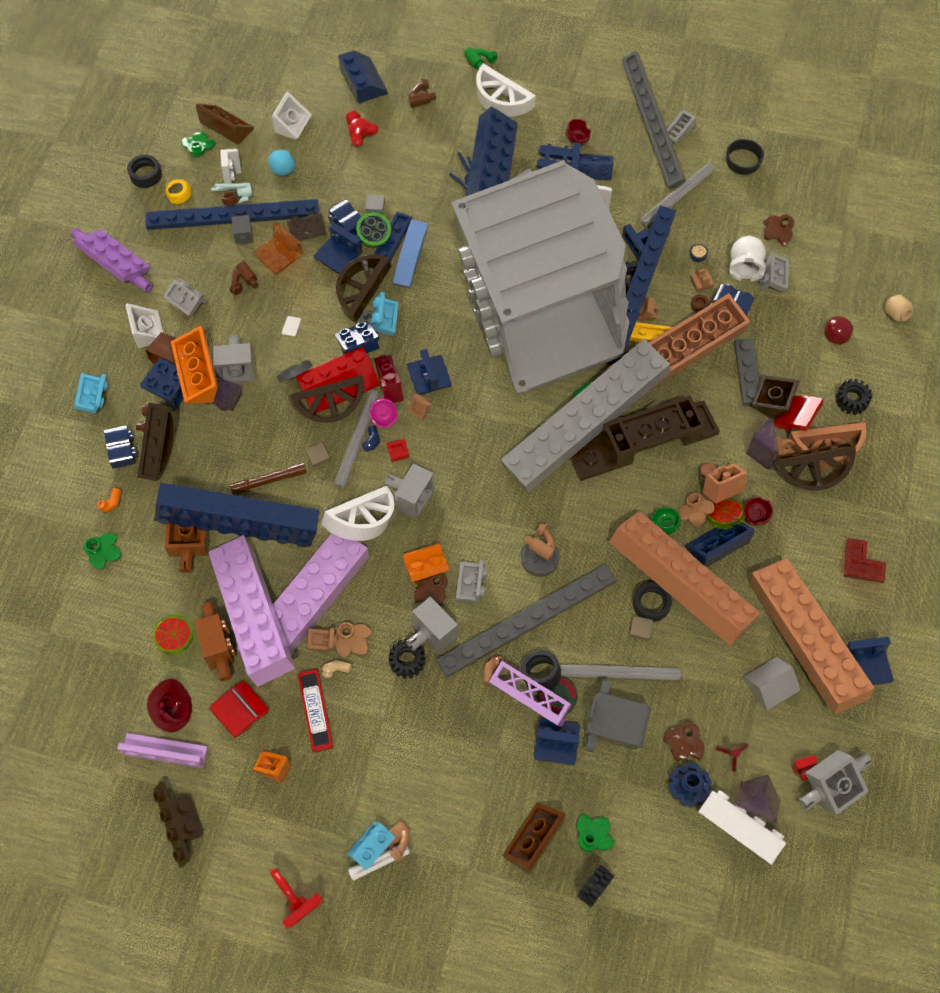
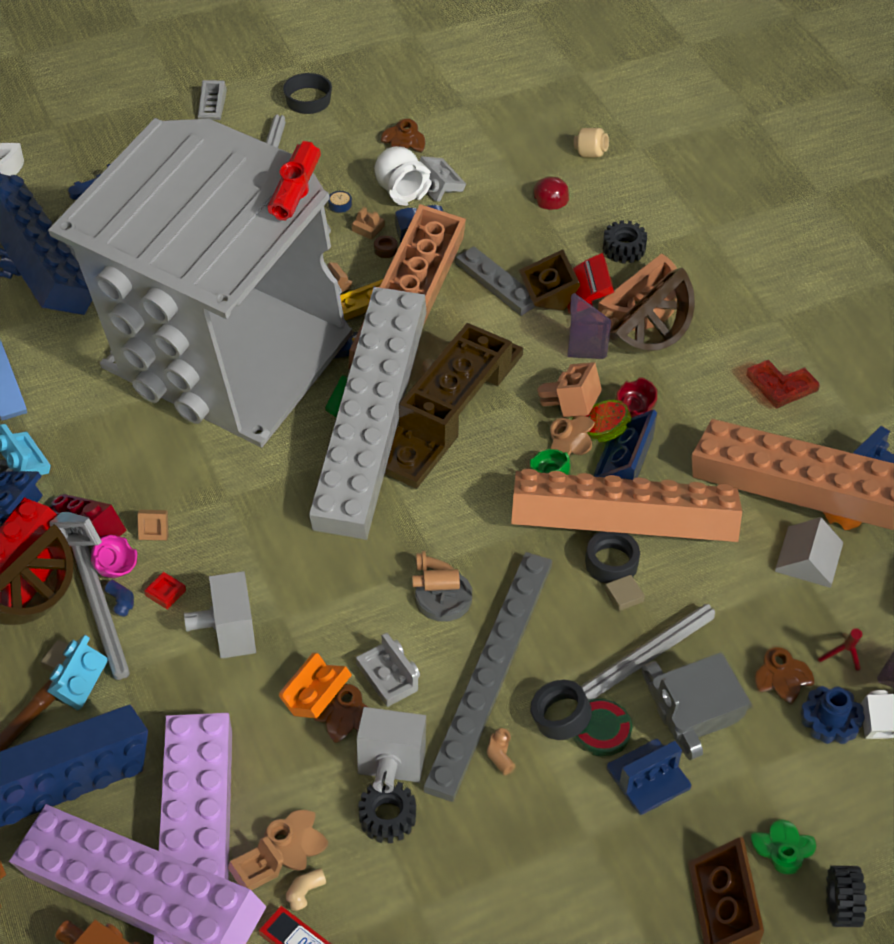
camera: 40 degrees left, 15 degrees down
(316, 470) = (77, 674): none -> medium azure bracket
(371, 381) = (76, 529): none -> light grey slope
(380, 500) = (172, 698): white window -> none
(428, 373) = (132, 484): dark blue bracket -> none
(525, 699) = (577, 751): lavender fence -> none
(578, 131) = (98, 156): dark red hair -> none
(593, 264) = (294, 180): none -> red piece
(653, 120) = (155, 93): dark grey plate -> none

